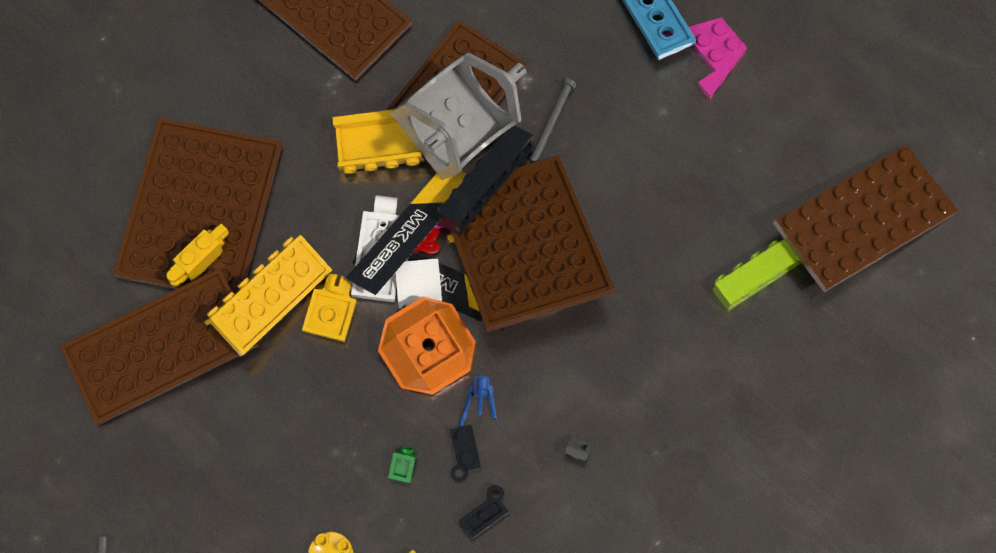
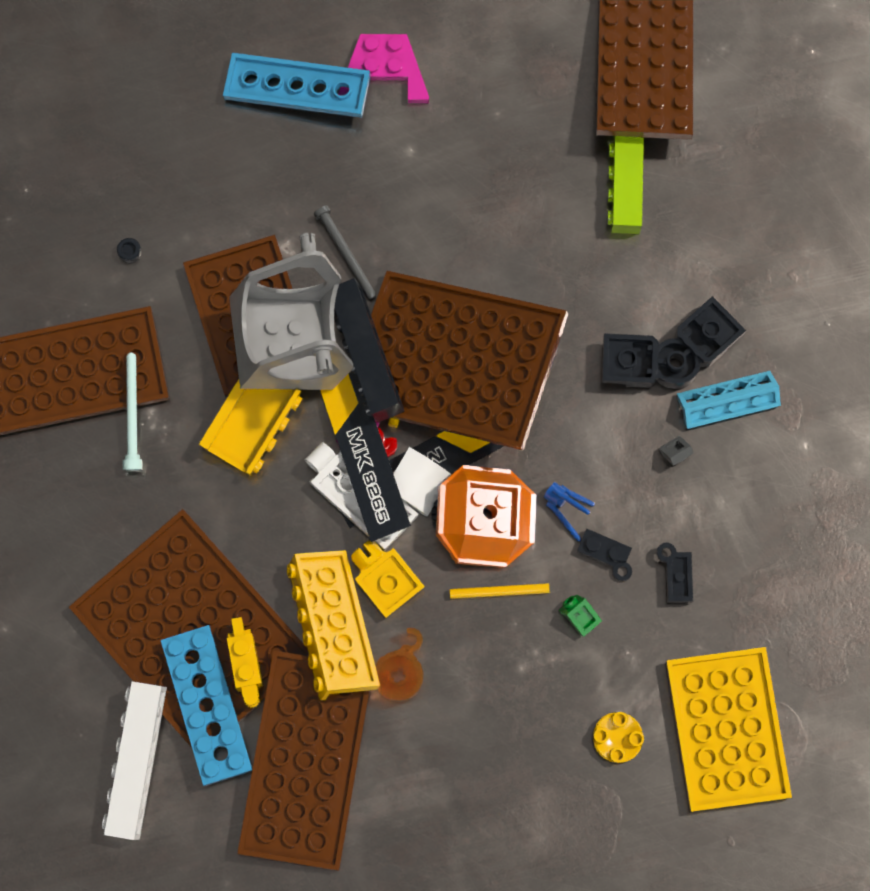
camera: 55 degrees left, 5 degrees up
(79, 233) = (134, 761): none -> white brick
(150, 239) = (223, 711): none -> dark azure plate
(278, 363) = (407, 663): none -> clear orange piece
(294, 85) = (132, 459): none -> light aqua piece
(380, 396) = (499, 591): none -> yellow bar
(646, 462) = (730, 402): none -> medium azure fence
(674, 407) = (697, 344): none -> black plate

